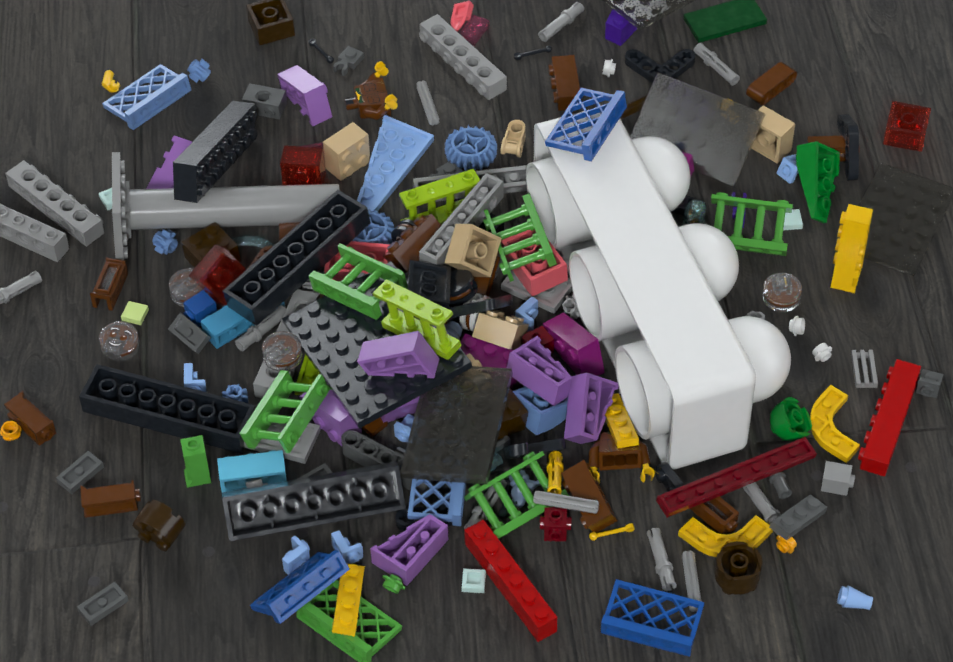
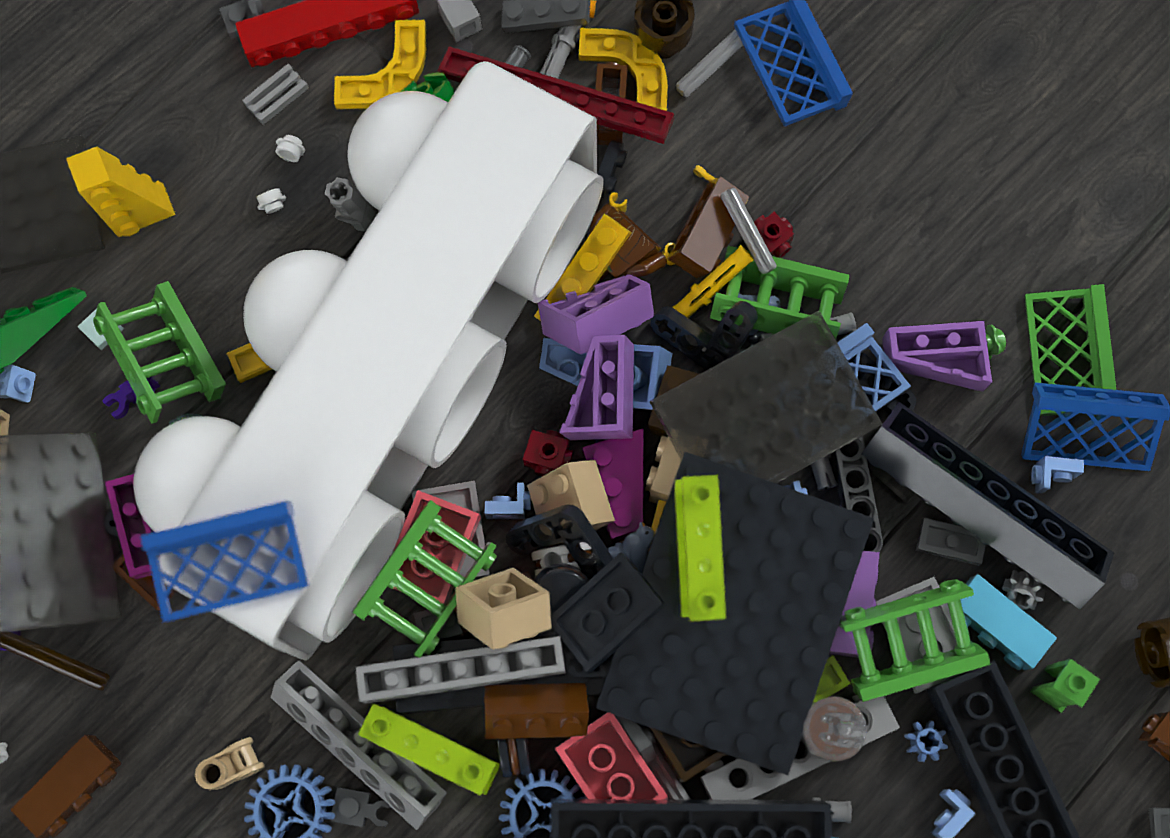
camera: 130 degrees left, 25 degrees up
(348, 601) = (1059, 361): yellow plate -> none
(350, 553) = (999, 433): light blue bracket -> none
(355, 297) = (704, 722): bright green fence -> none
(398, 354) = (762, 534): medium lavender wedge -> none
(473, 580) = (905, 271): light aqua tile -> none
(511, 580) = (879, 227): red brick -> none
(570, 307) = (455, 463): light grey gear -> none
(575, 345) = (512, 414): magenta wedge -> none
(663, 566) = (721, 98): light grey pin -> none
(782, 292) = (232, 251): clear head -> none

